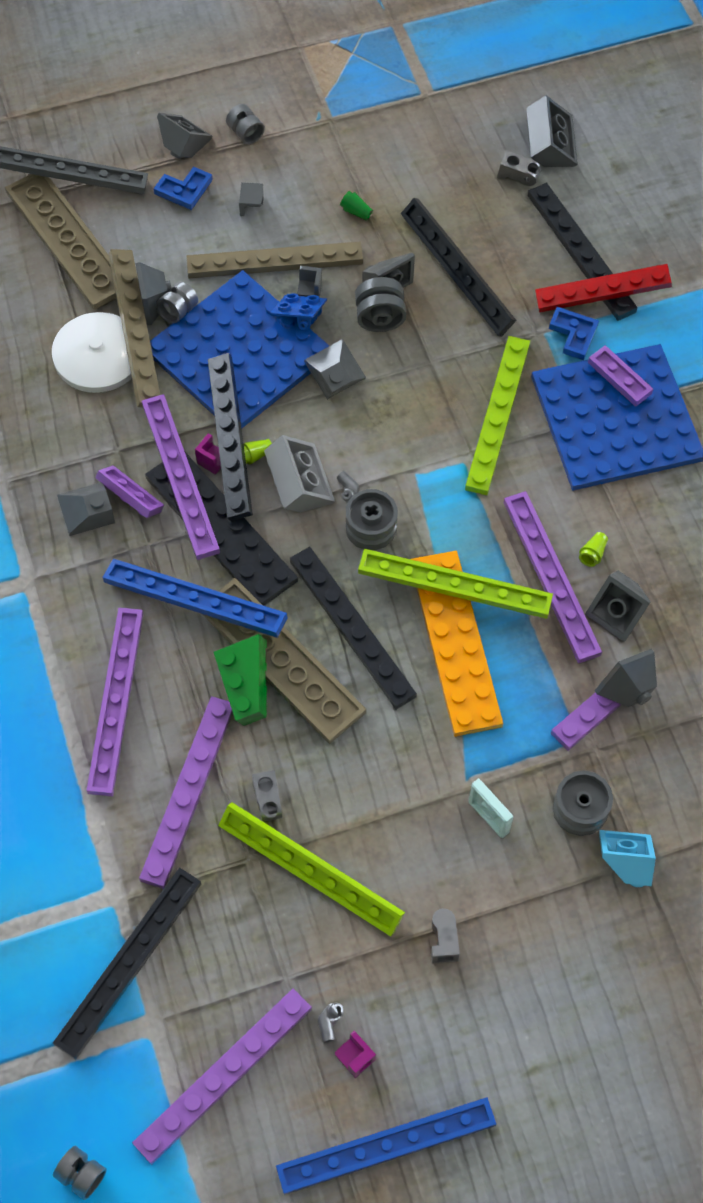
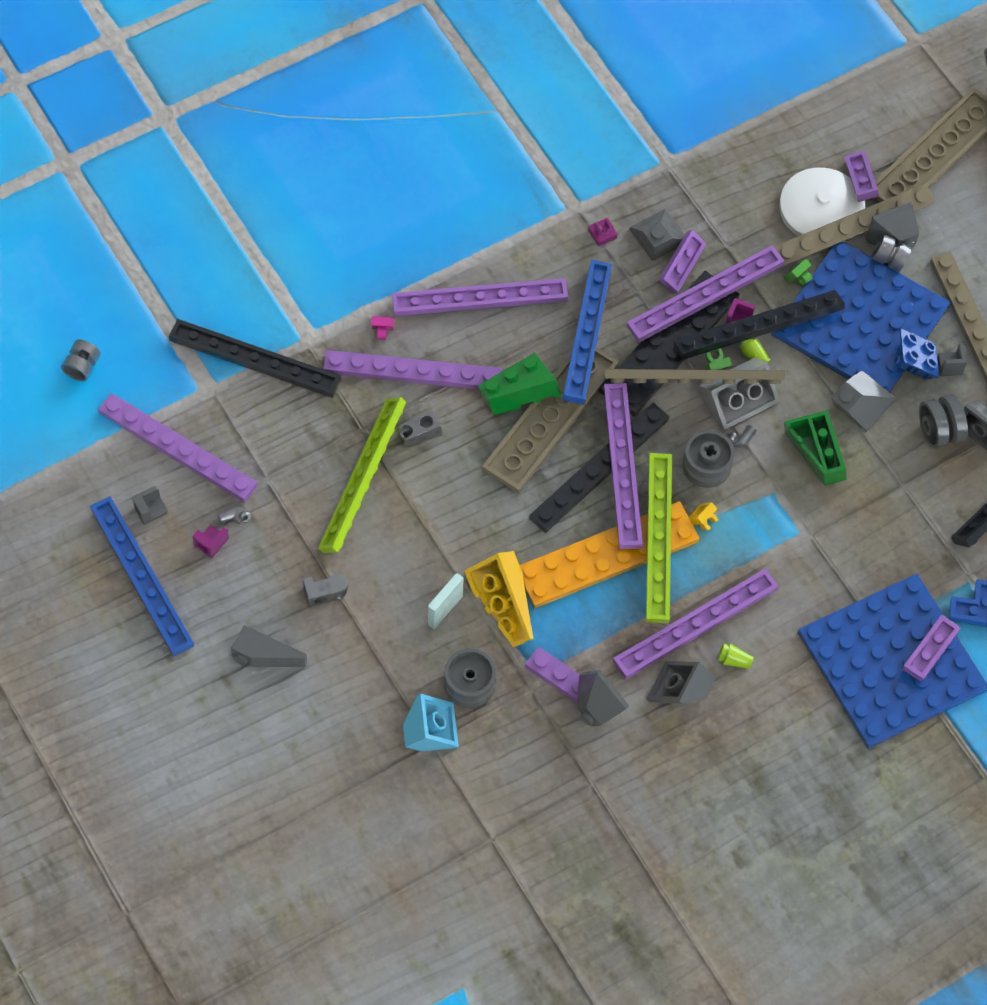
camera: 75 degrees right, 0 degrees up
(67, 560) = (602, 232): none -> magenta tile
(79, 305) = (861, 176): none -> medium lavender plate
(125, 810) = (382, 324): none -> dark pink tile
(173, 389) = (799, 273): none -> bright green tile
(262, 487) = (717, 364): none -> bright green tile
(280, 510) = (705, 376): none -> dark tan plate
(297, 1121) = (149, 505): none -> dark grey panel
(364, 599) = (622, 466): none -> medium lavender plate
(381, 417) = (818, 445): none -> green wedge
(431, 540) = (702, 514): none -> yellow tile
(485, 751) = (502, 590): none -> yellow wedge
(497, 416) = (861, 552): lime plate -> none
(507, 1024) = (263, 651): none -> dark grey slope

